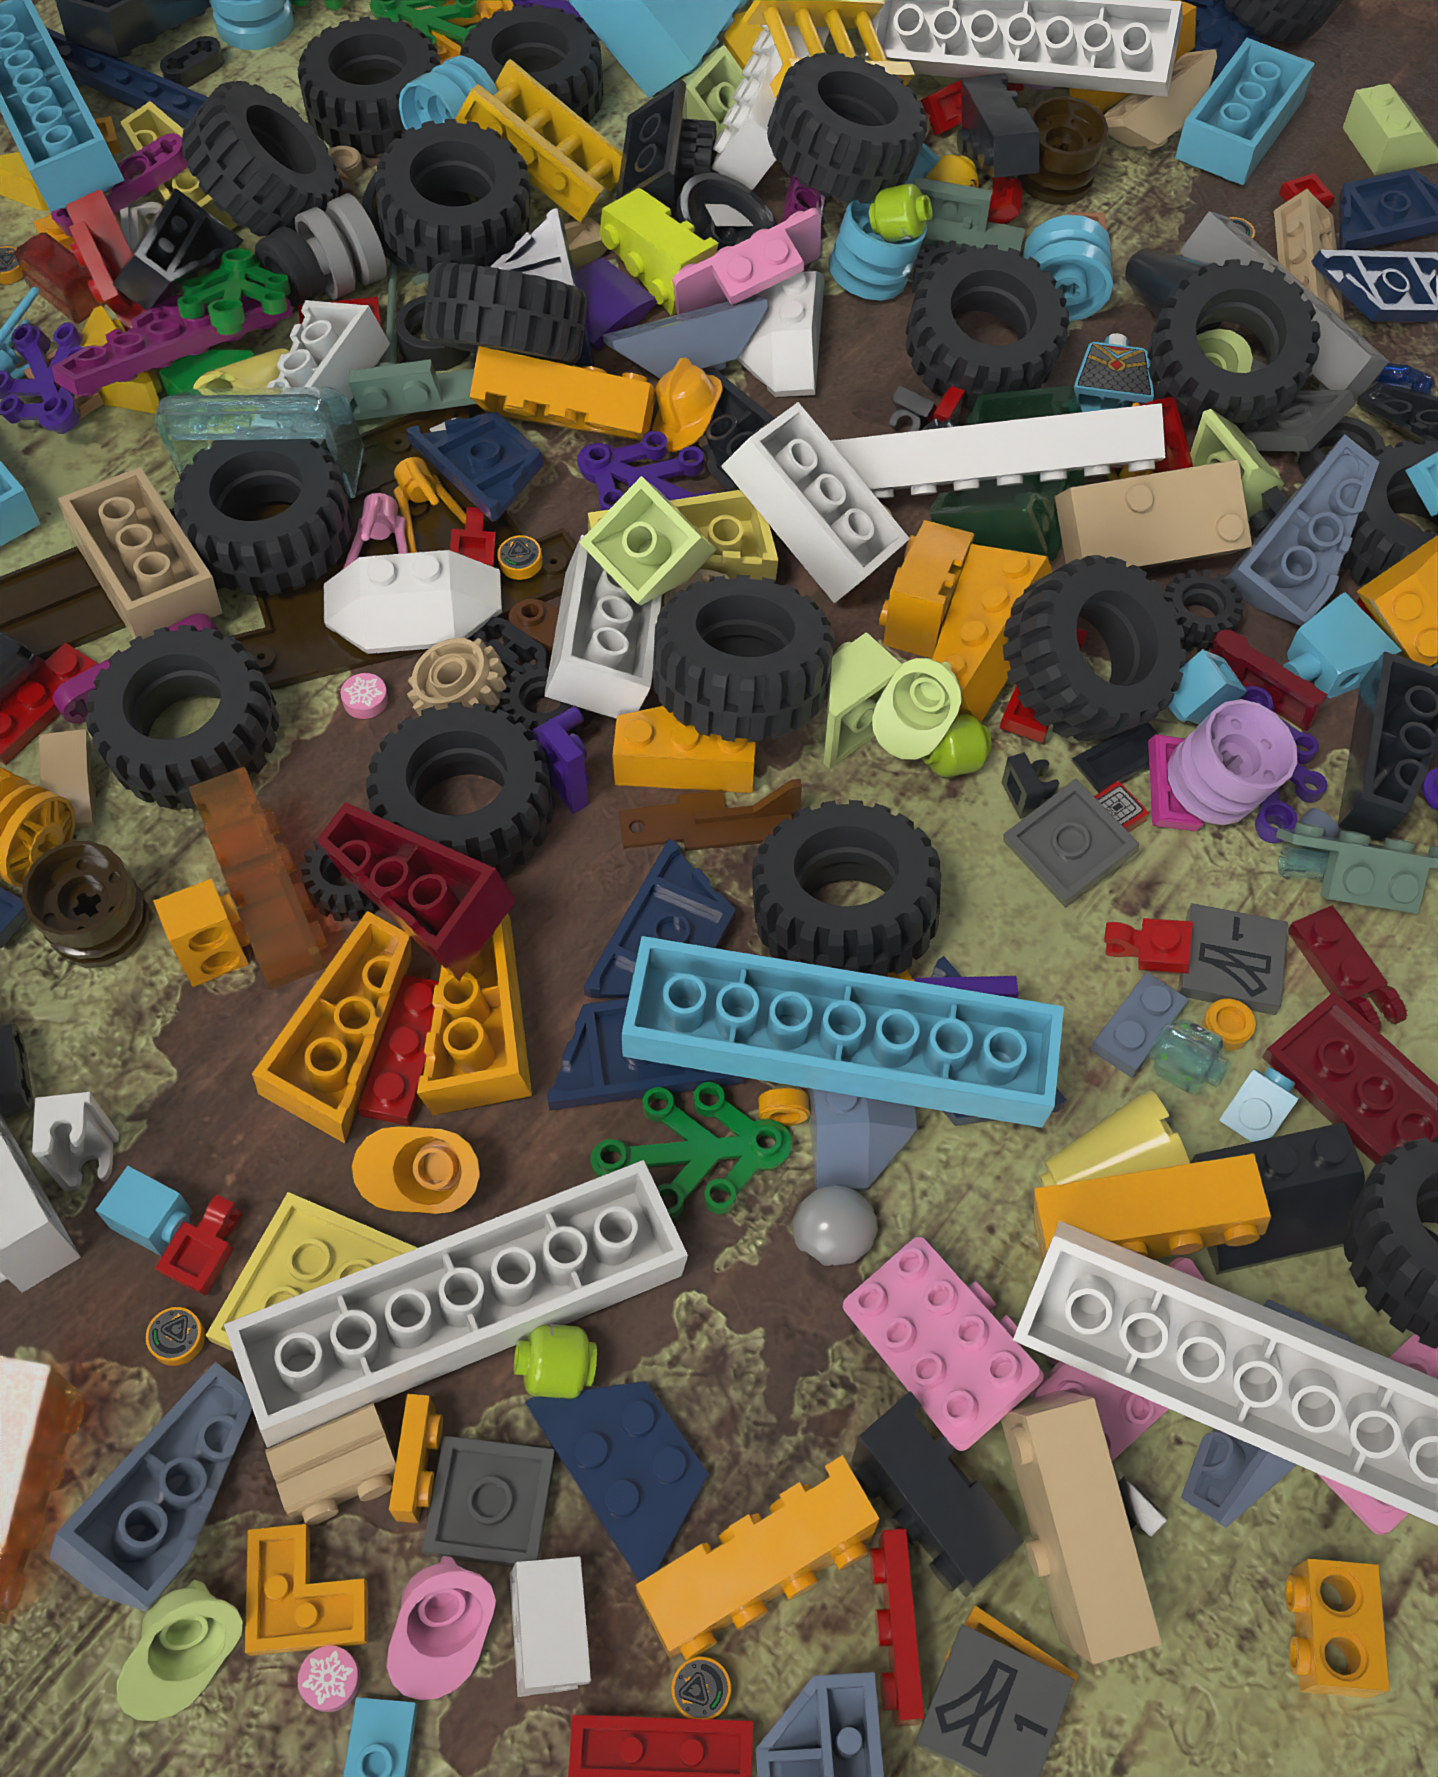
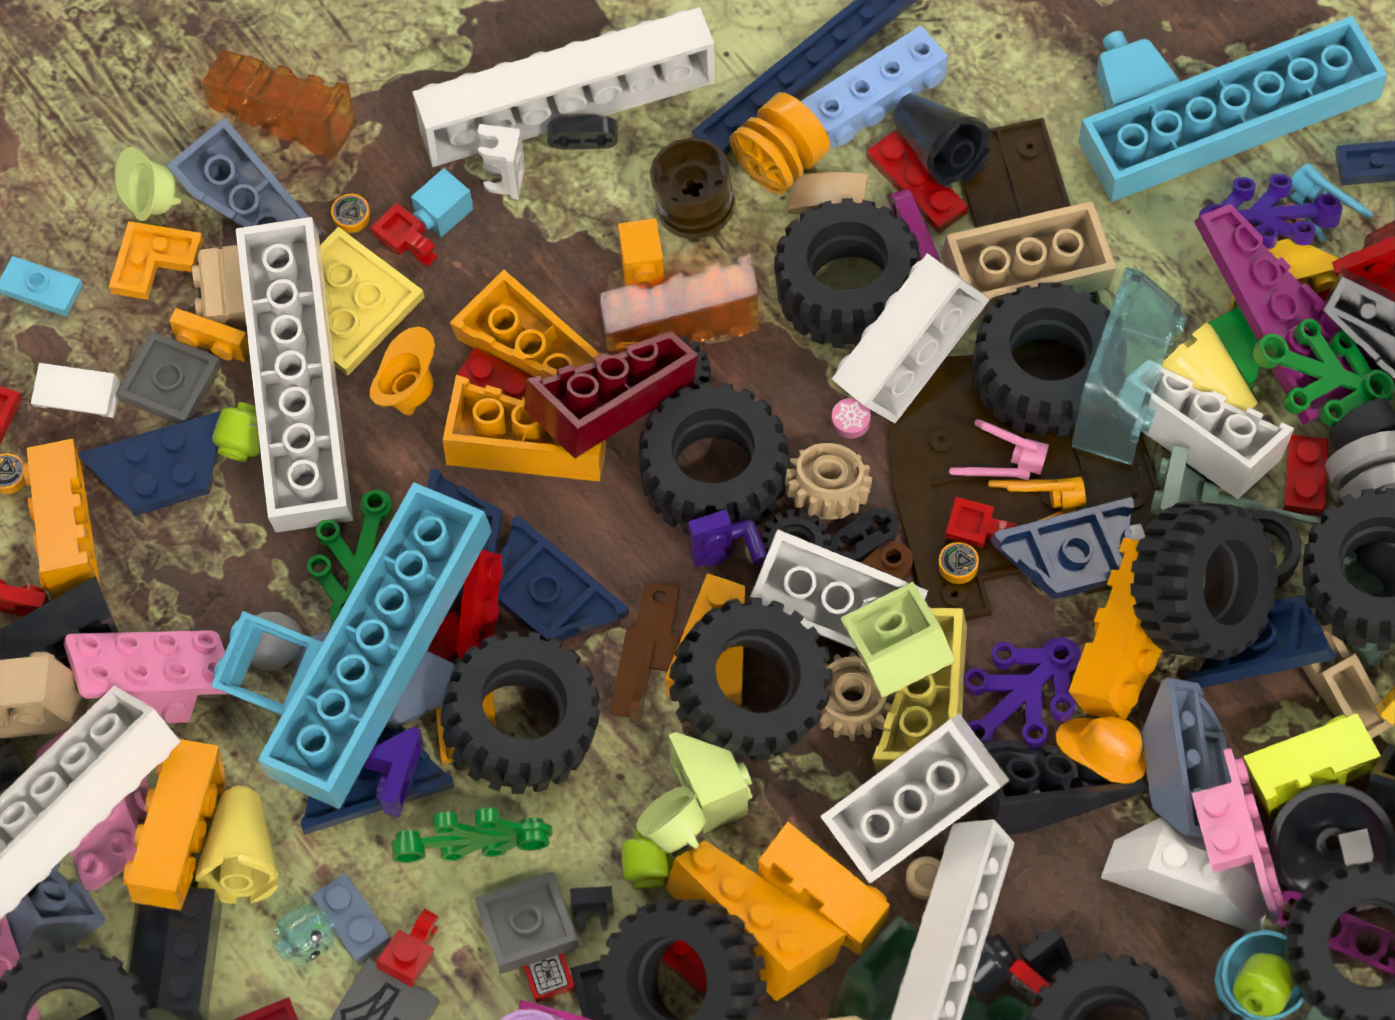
camera: 110 degrees right, 5 degrees up
(270, 611) = (910, 338): none -> white brick
(329, 1678) = (97, 268): bright pink tile -> none
(411, 600) = (920, 466): white wedge -> none
(439, 1630) = (99, 328): bright pink piece -> none
(612, 300) = (1269, 708): dark purple slope -> none
(908, 1115) = (243, 643): none -> medium azure window
(1018, 896) = (489, 834): none -> green plant
(1231, 1021) = (326, 988): light orange tile -> none
(1260, 1105) = (250, 978): medium azure bracket -> none

